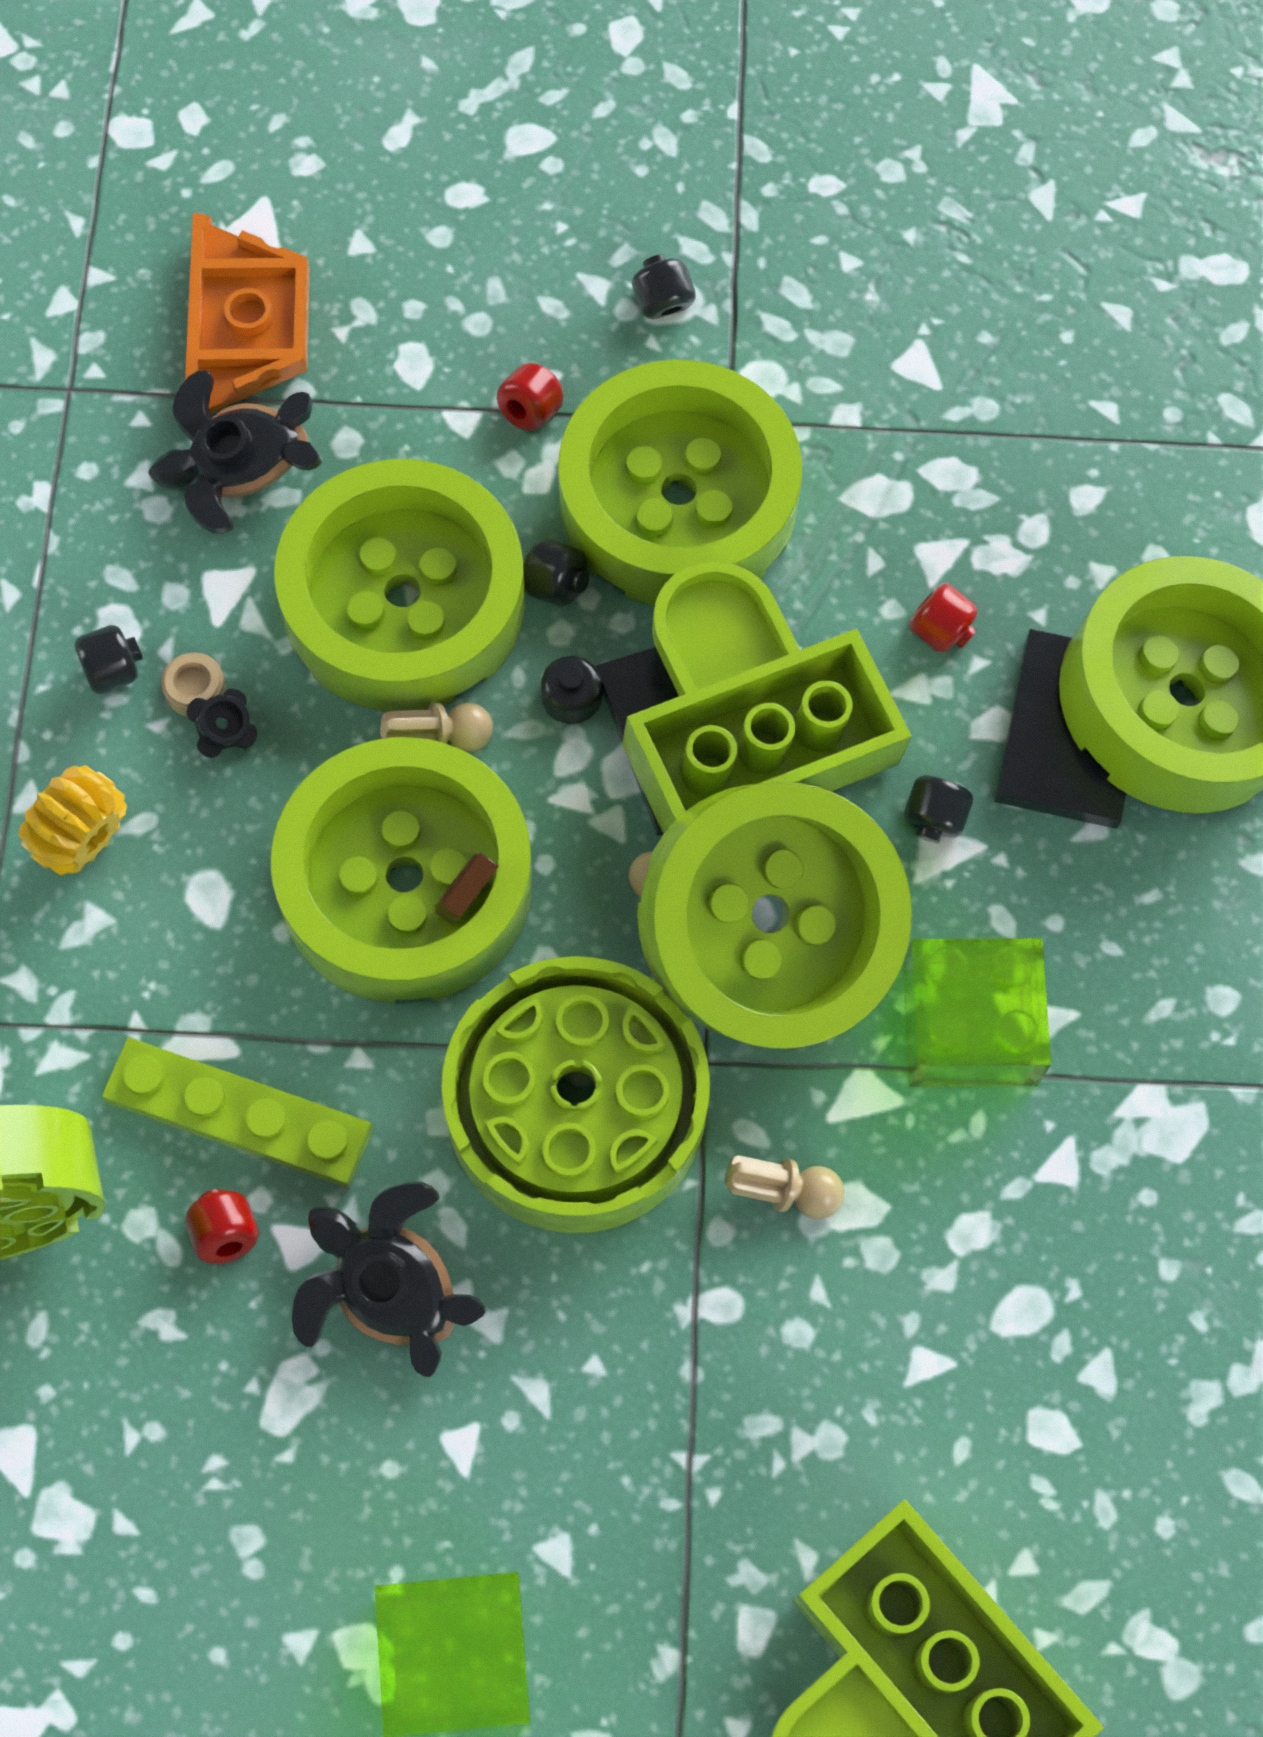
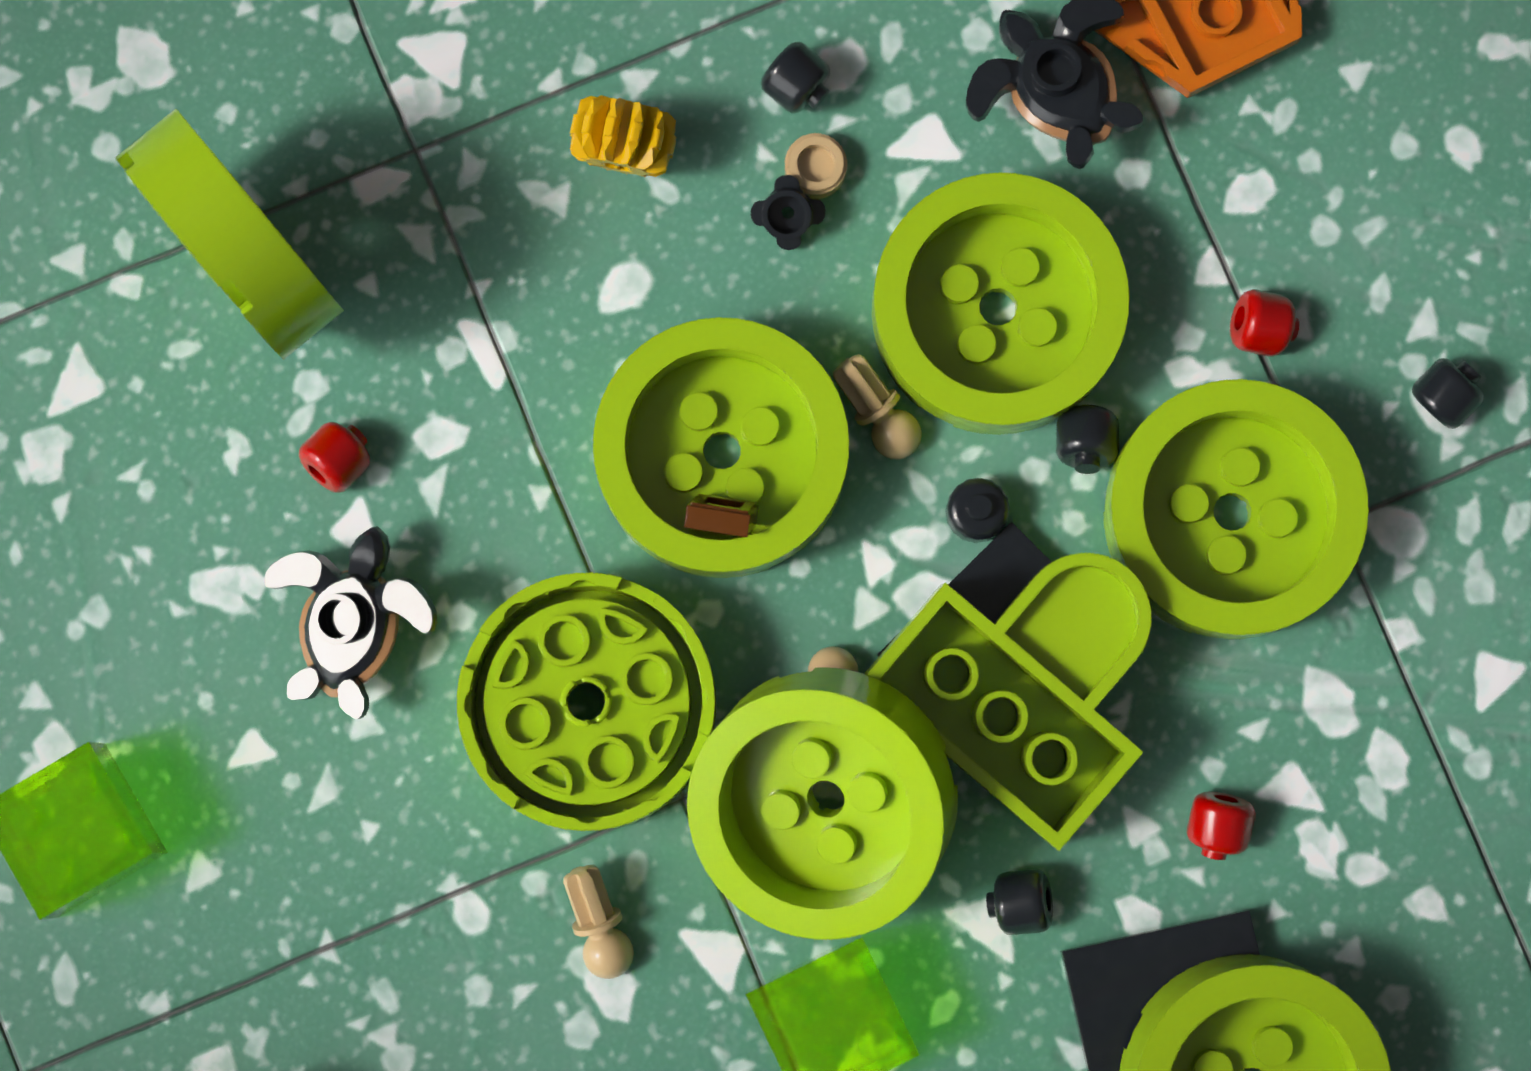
camera: 70 degrees right, 15 degrees up
(238, 1112) = (441, 417): lime plate -> none

